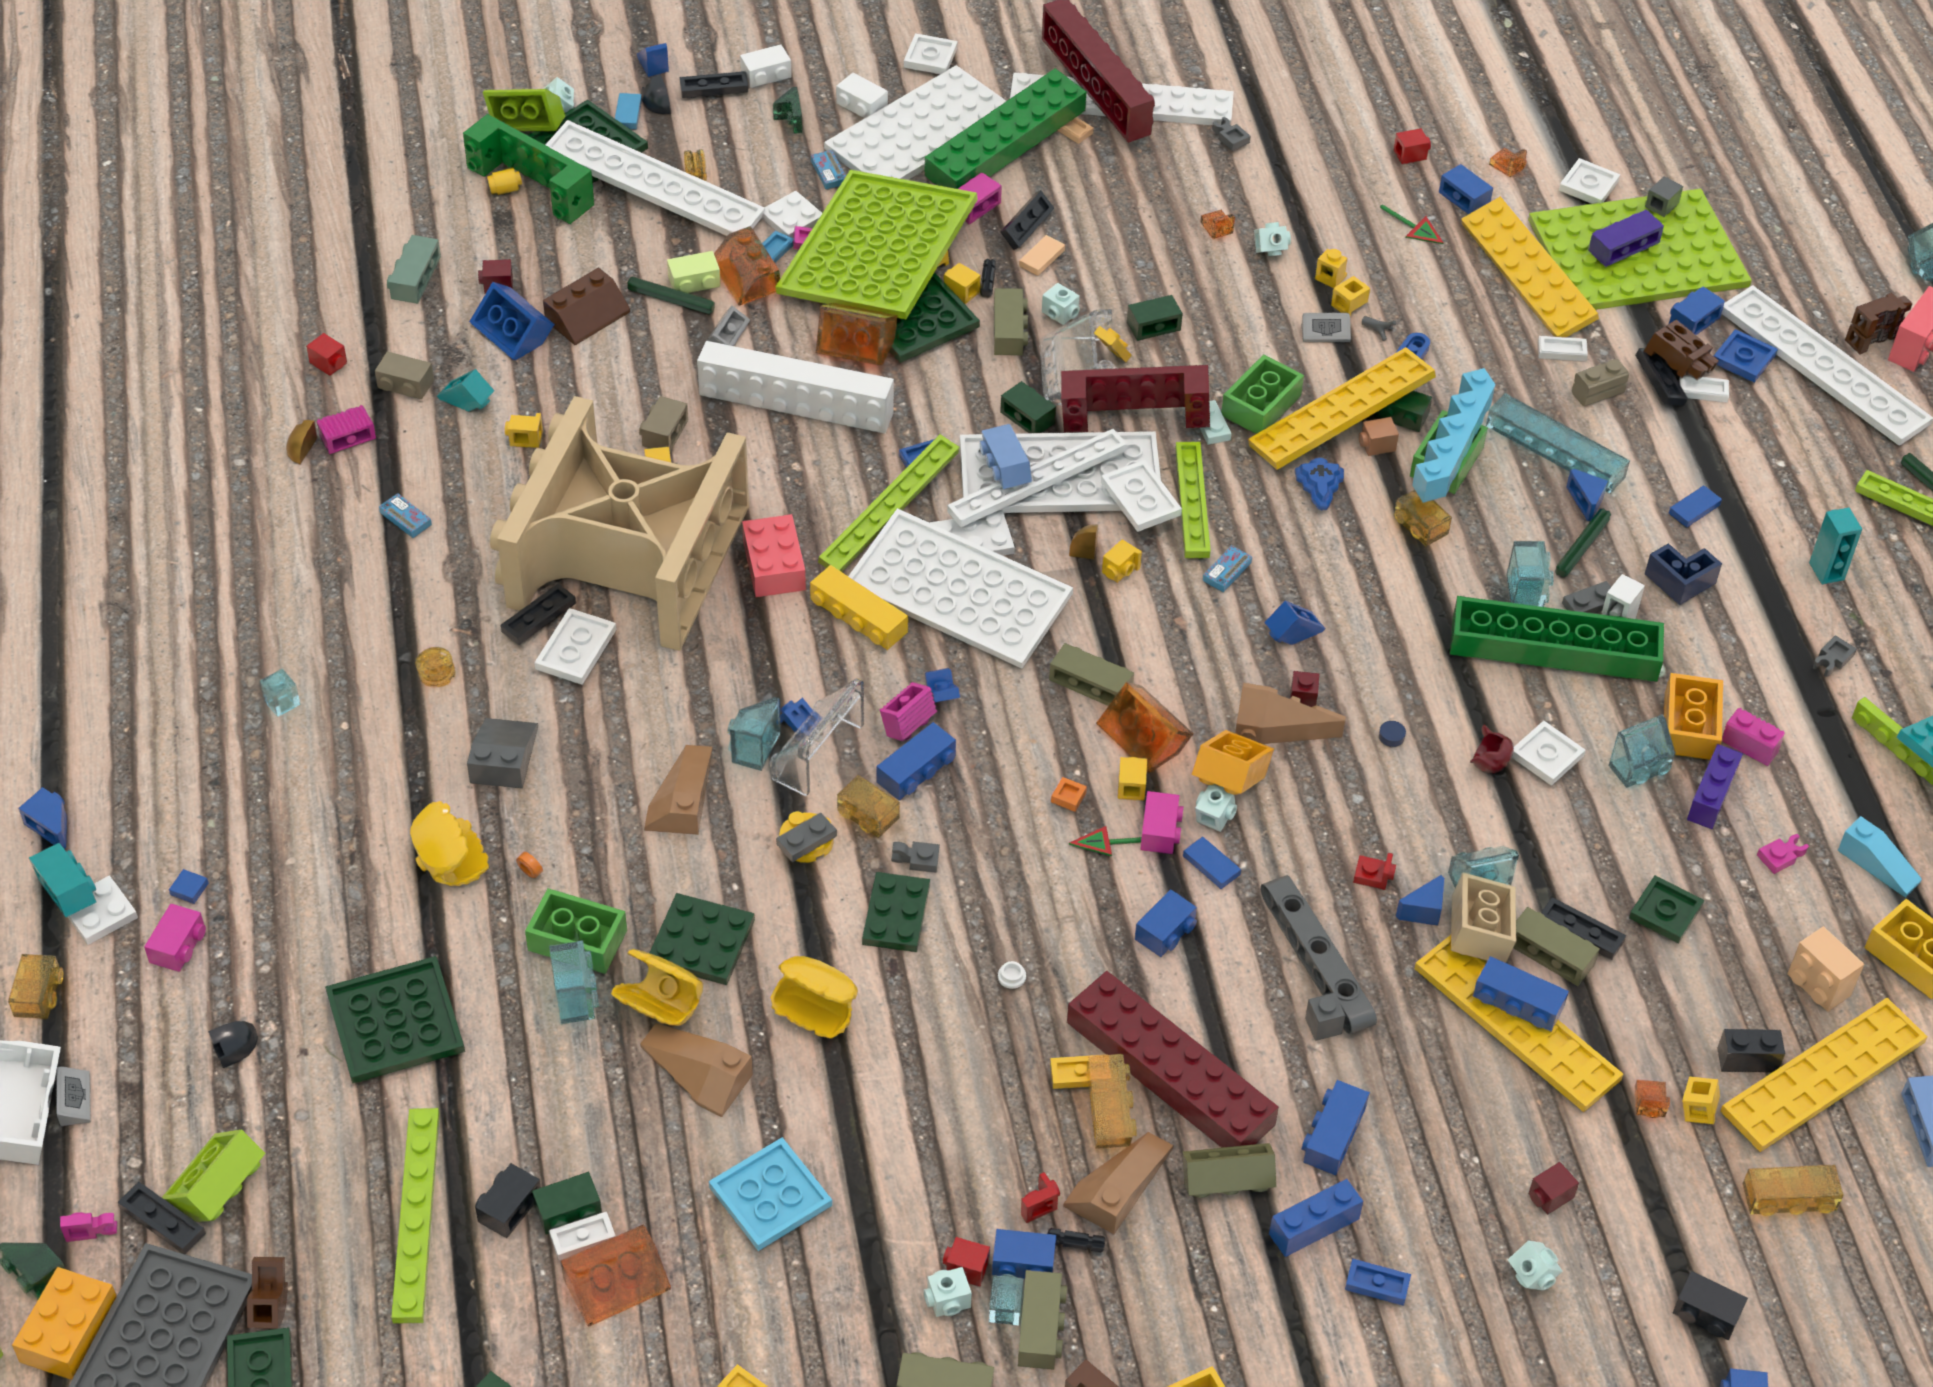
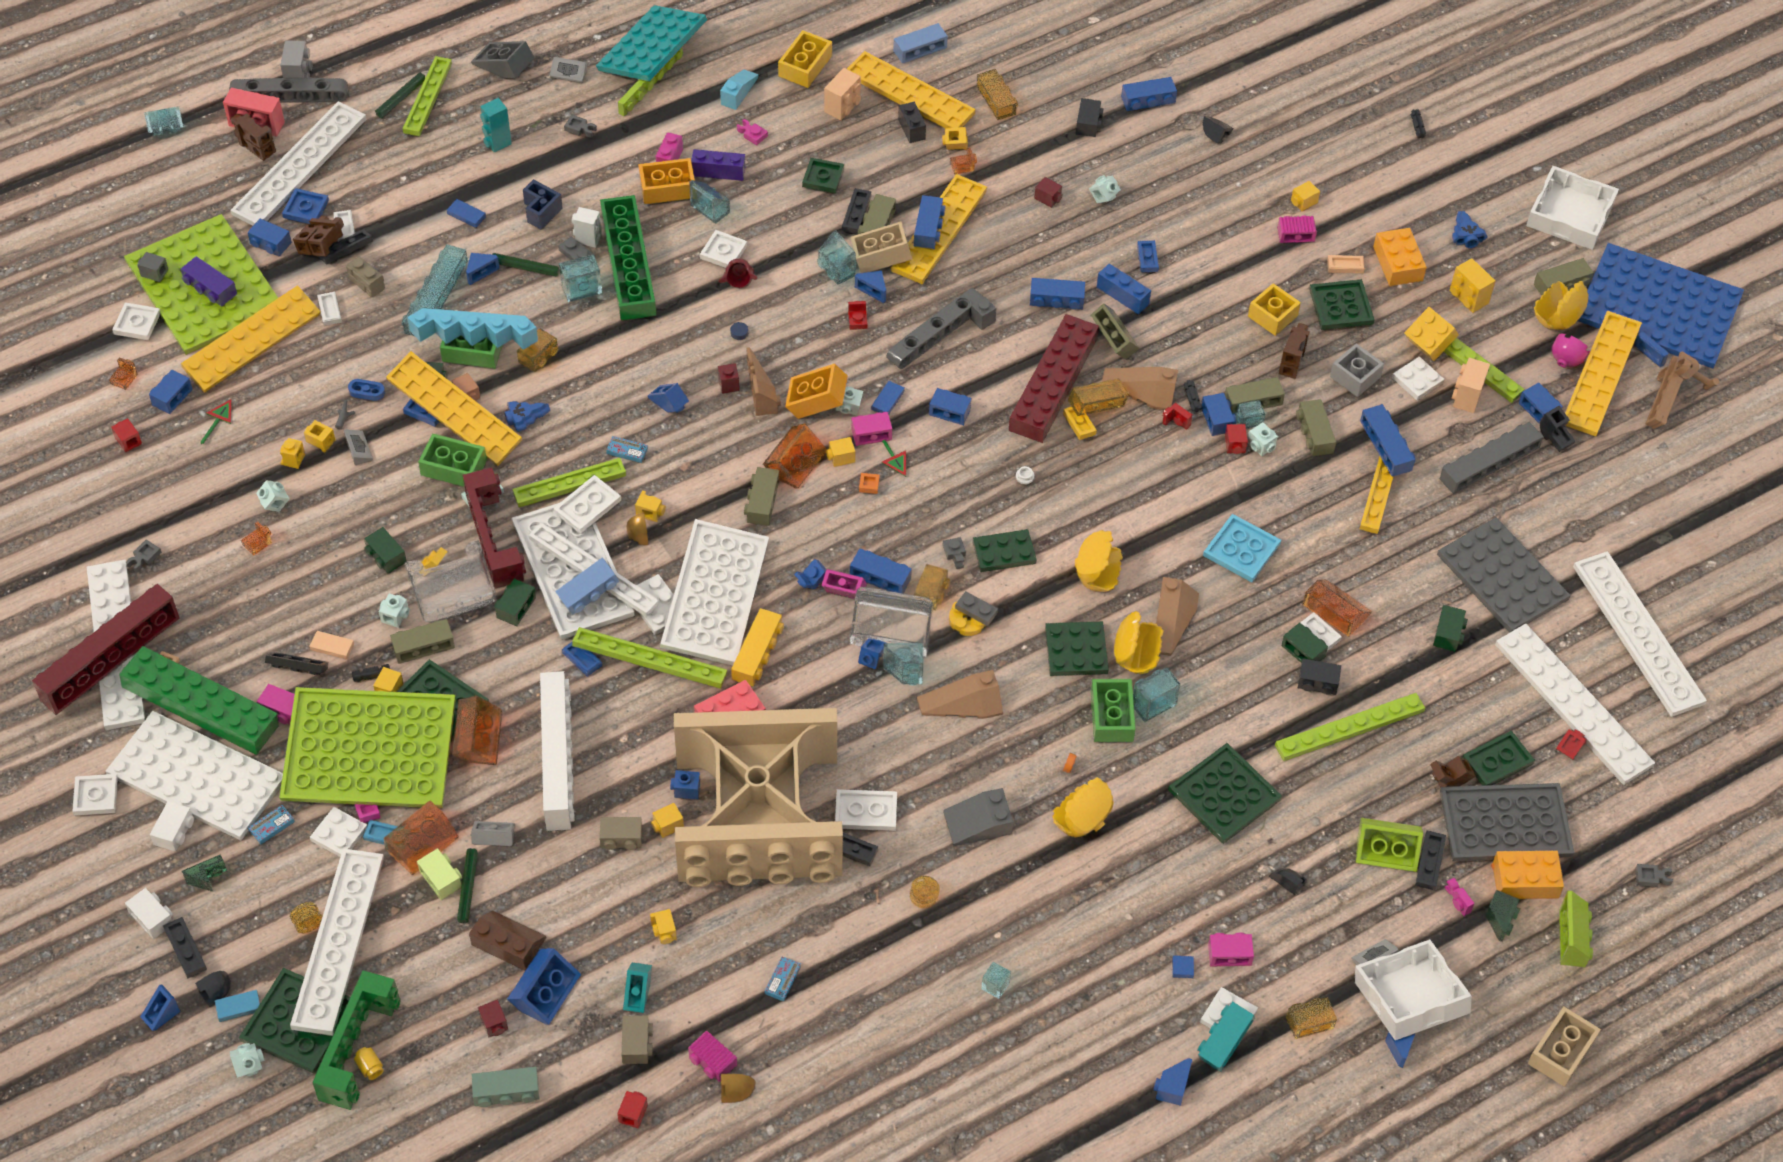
camera: 110 degrees left, 5 degrees up
(525, 108) = (279, 1071): lime slope -> none

